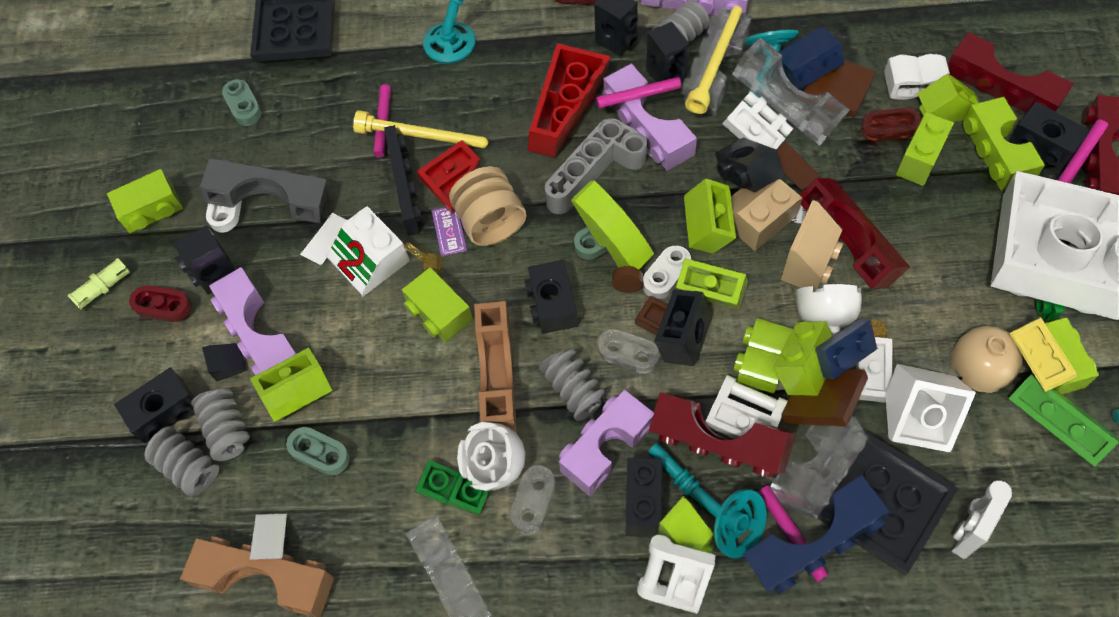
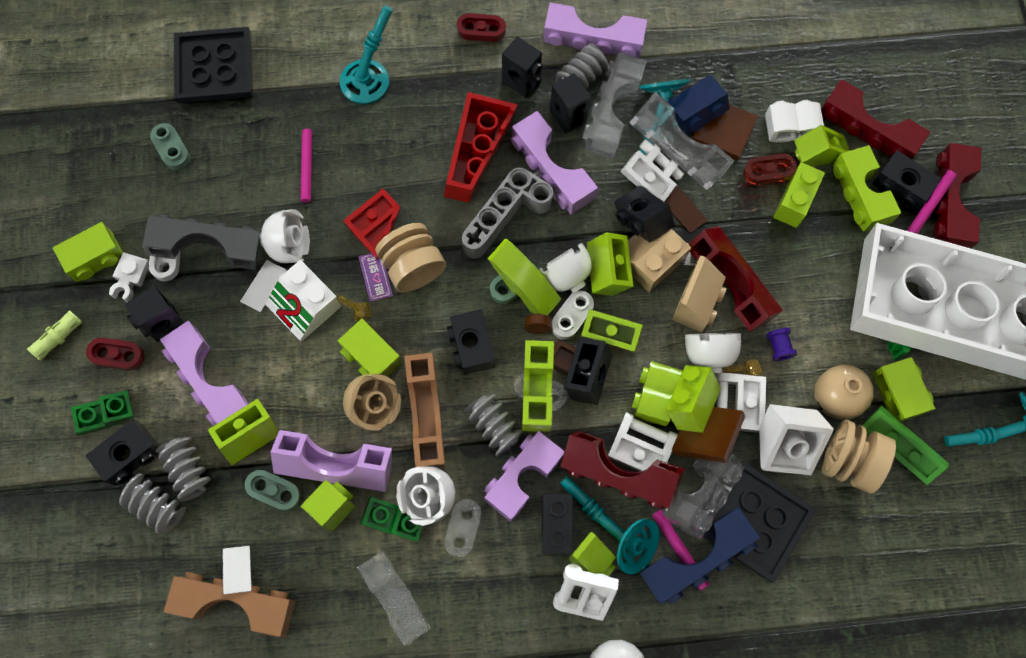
camera: 10 degrees left, 10 degrees up
(138, 366) = (103, 413): none -> green slope
(183, 223) = (130, 272): none -> white plate
(223, 360) = (179, 407): black slope -> none
(349, 413) = (300, 457): none -> lavender arch
(352, 185) = (285, 236): none -> white cylinder
(367, 123) = (293, 171): light yellow piece -> none
(379, 464) = (329, 504): none -> lime brick
(405, 189) = (333, 238): black plate -> none
(435, 354) = (372, 401): none -> tan cylinder
(624, 339) = (537, 386): none -> lime arch
(638, 92) = (544, 142): dark pink bar -> none
(663, 220) = (569, 270): none -> white cylinder
(699, 98) = (600, 148): light yellow piece -> none
(846, 348) = (727, 391): dark blue plate -> none
(909, 305) = (781, 344): none -> dark purple bush
(982, 519) = (835, 538): white plate -> none
(1016, 430) = (861, 457): none -> tan wheel
(1043, 355) = (890, 393): light yellow plate -> none

